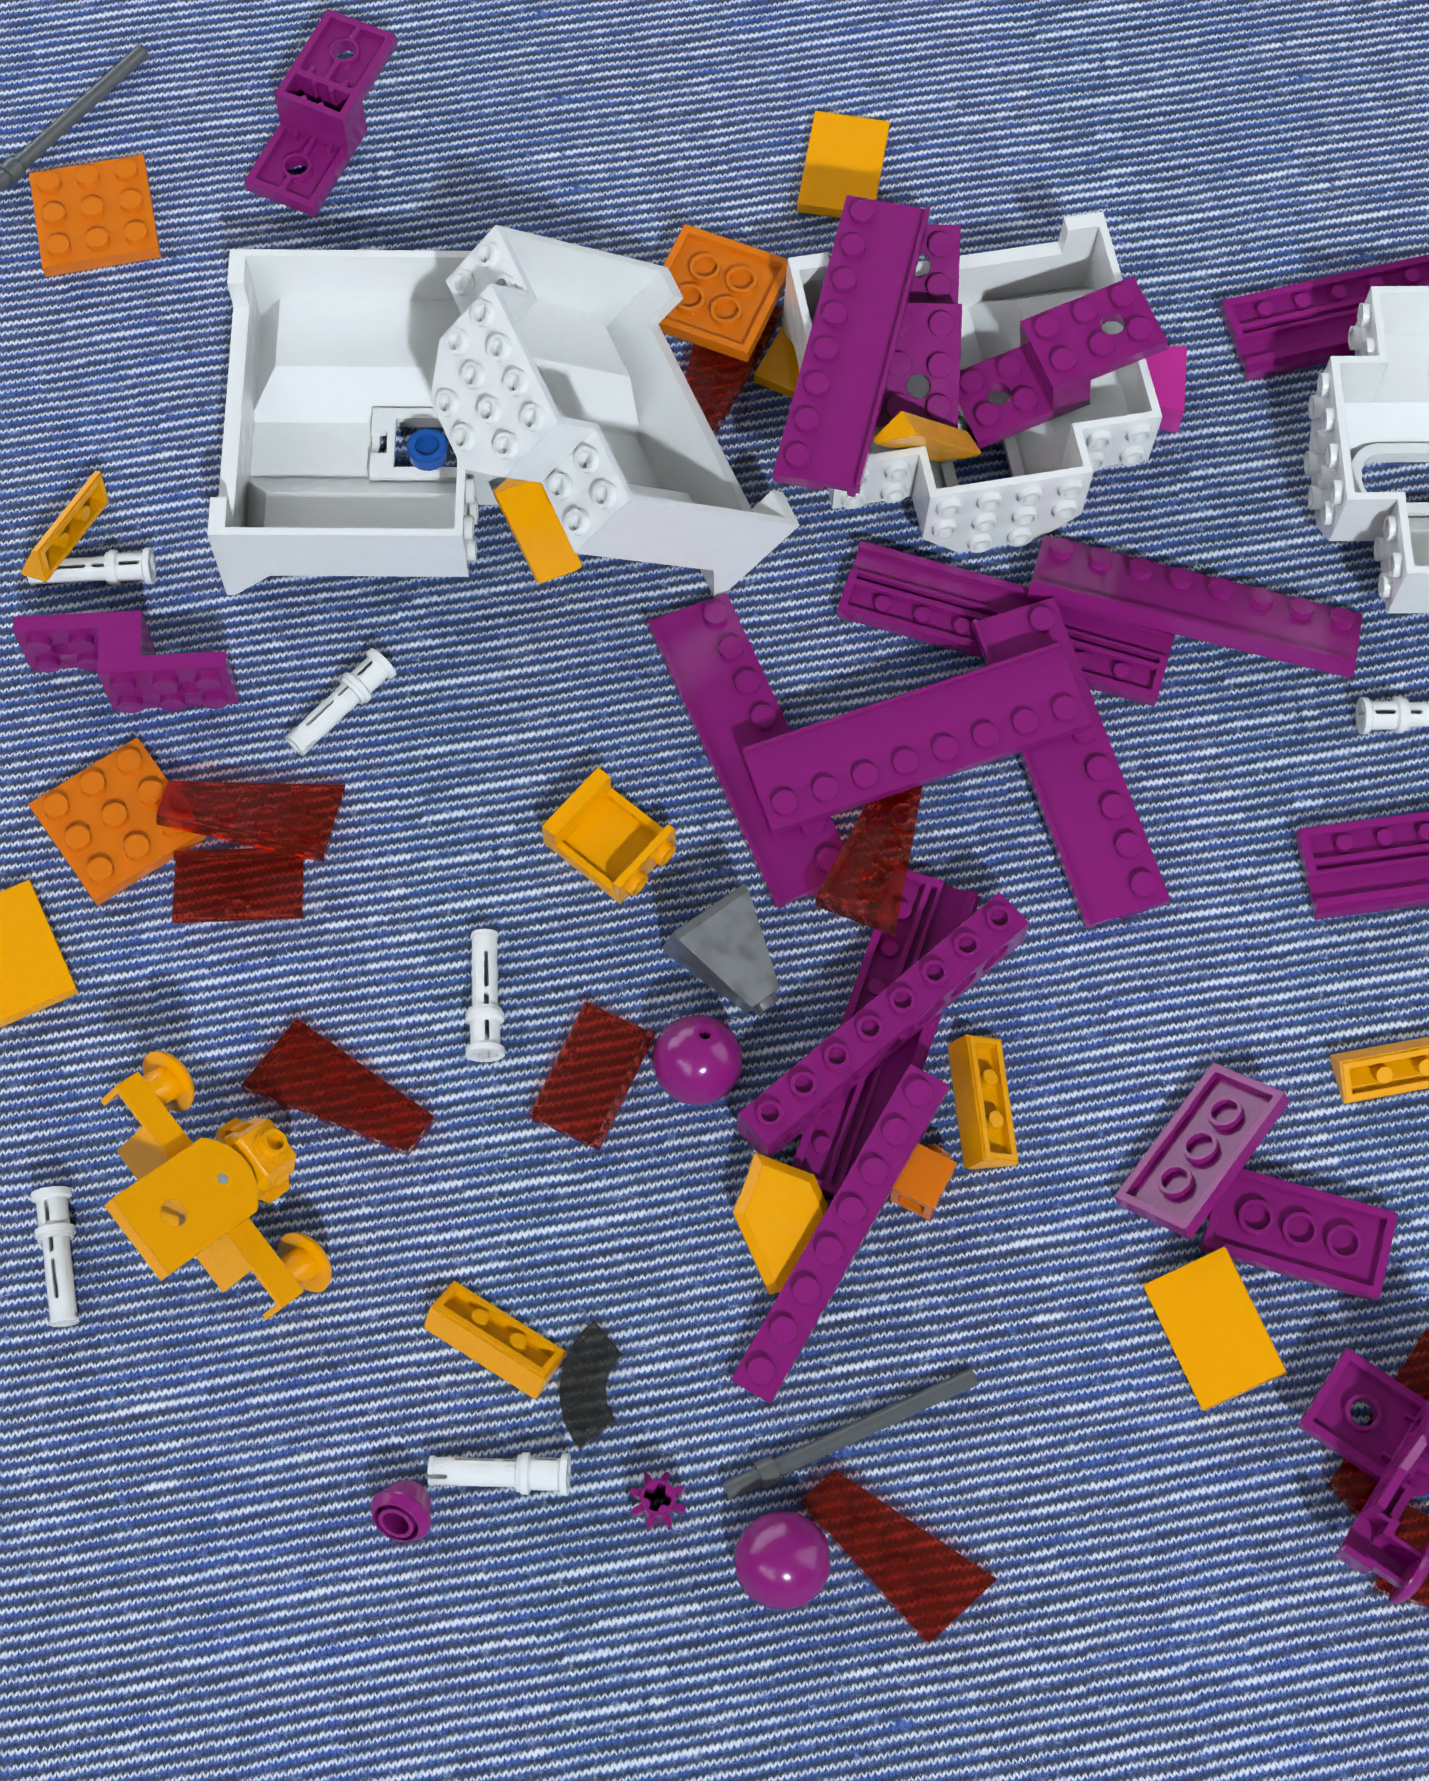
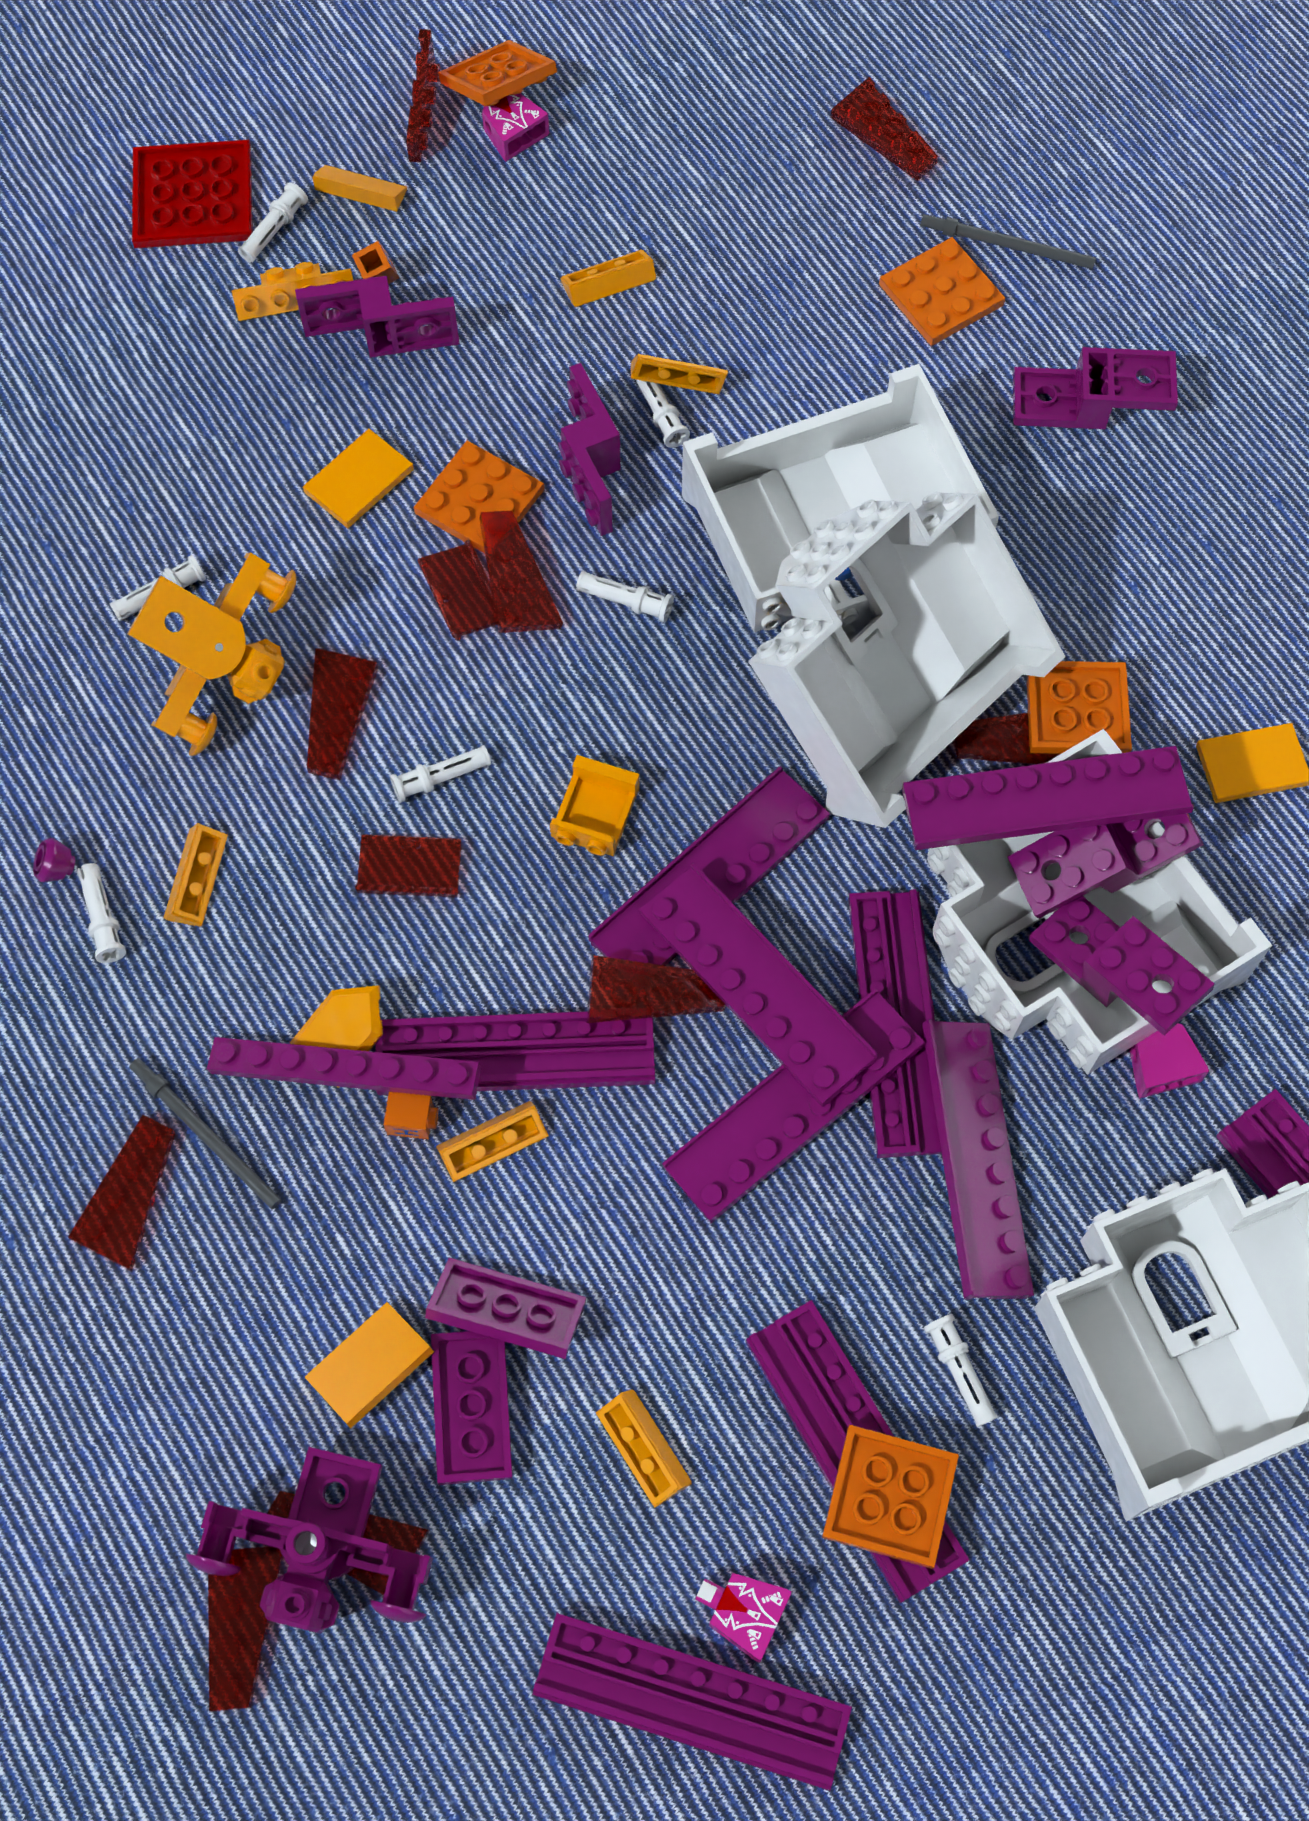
camera: 70 degrees right, 0 degrees up
(585, 1383) = (182, 945): clear smoke tile -> none
(664, 1512) = (104, 1013): magenta gear -> none
(697, 1060) = (438, 924): magenta piece -> none
(728, 952) = (532, 916): flat silver slope -> none
(782, 1560) = (91, 1114): magenta piece -> none
(882, 1026) = (511, 1039): magenta brick -> none
(941, 441) = (999, 887): light orange slope -> none

